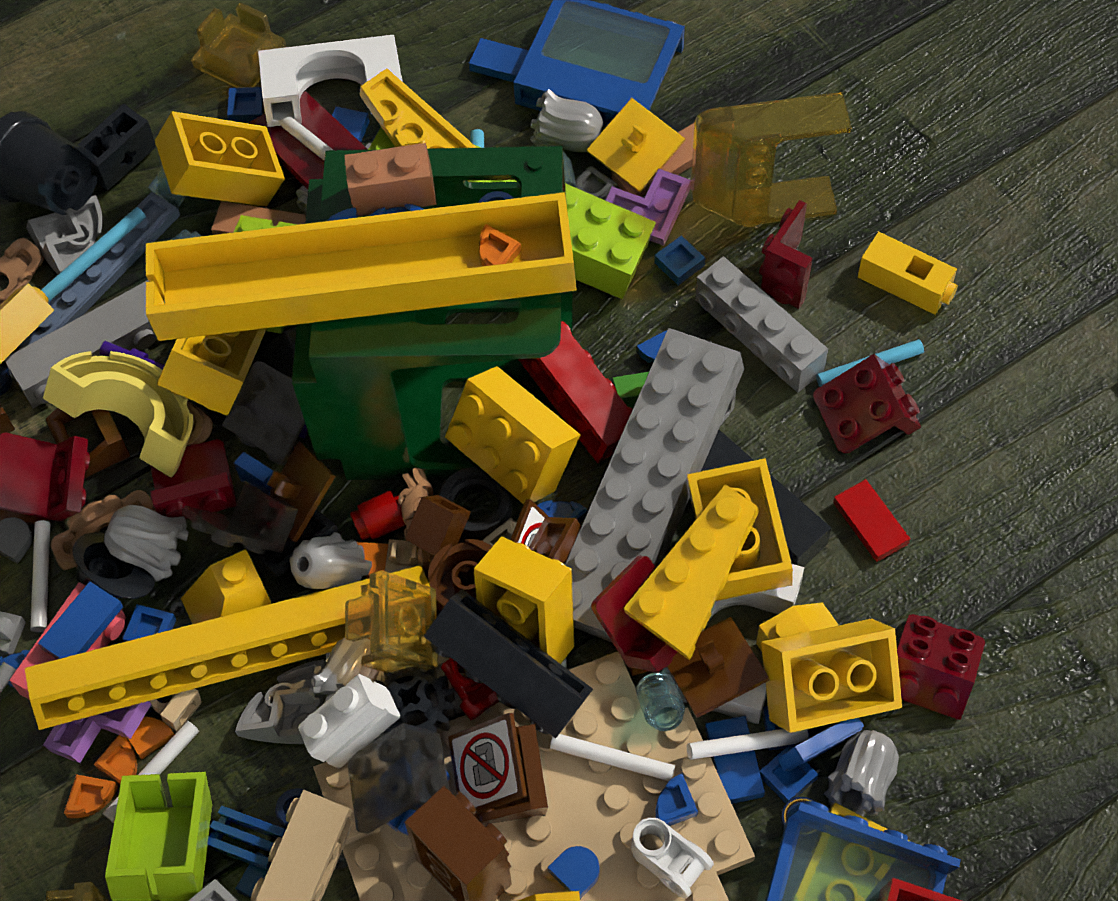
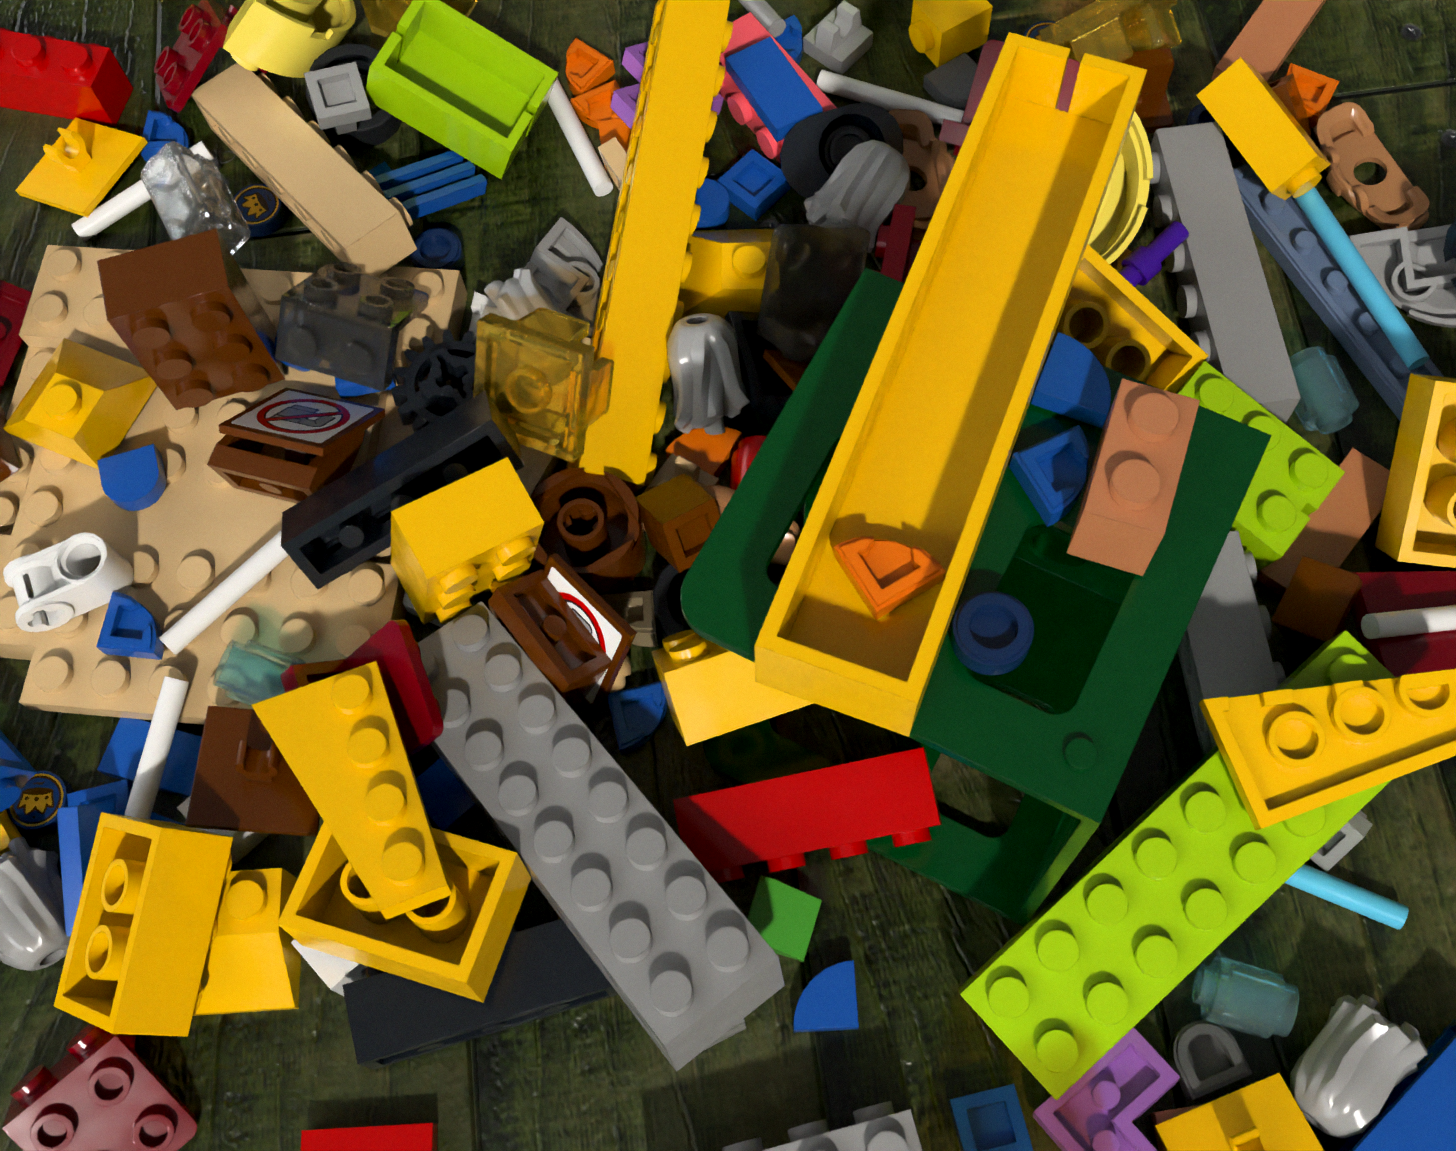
camera: 120 degrees right, 5 degrees up
(348, 721) = (453, 292): white brick -> none

